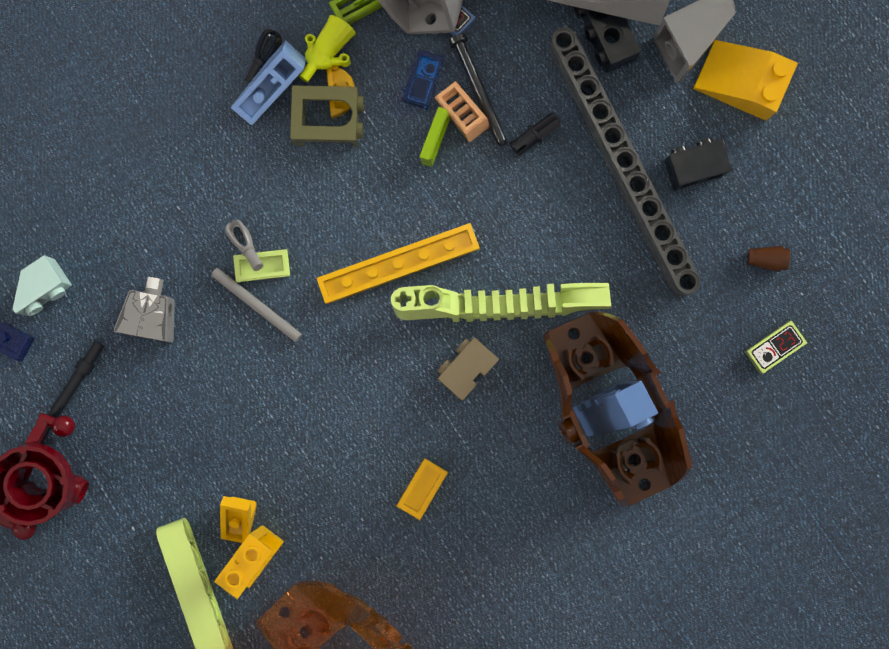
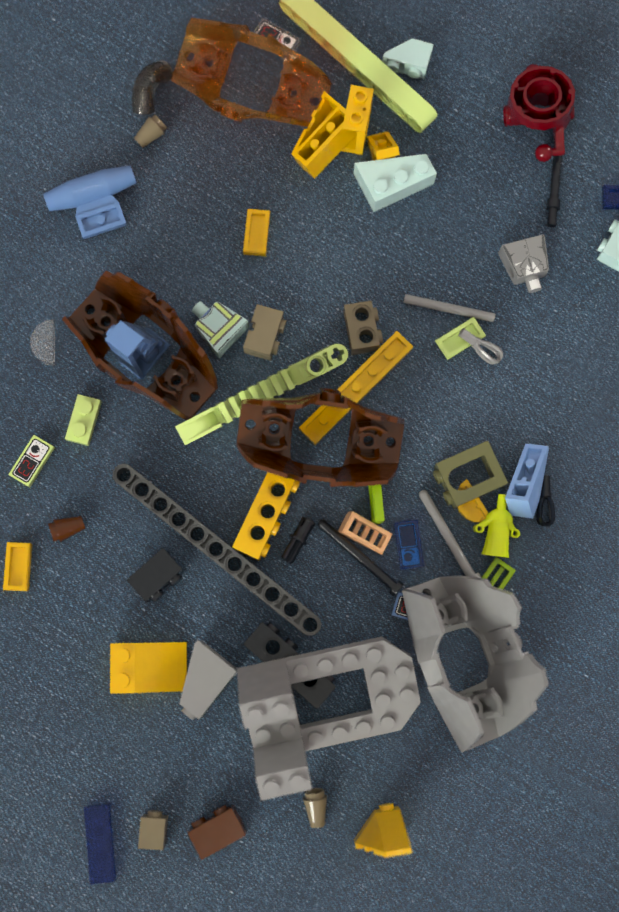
camera: 150 degrees right, 5 degrees down
(152, 611) = (409, 58): none -> light aqua slope
(242, 476) = (393, 178): none -> light aqua wedge
(296, 561) = (323, 137): none -> yellow wedge
(368, 326) = (356, 328): none -> dark tan brick
(376, 16) = (447, 535): none -> light grey bar
(423, 176) = (364, 463): none -> reddish brown piece
(514, 399) = (219, 326): none -> light aqua torso
(586, 614) = (94, 199): none -> medium blue plate
(590, 155) = (244, 542): none -> yellow brick
(702, 366) = (83, 420): none -> yellowish green plate
(709, 472) = (43, 342): none -> clear tile
(835, 243) = (17, 566): none -> yellow tile

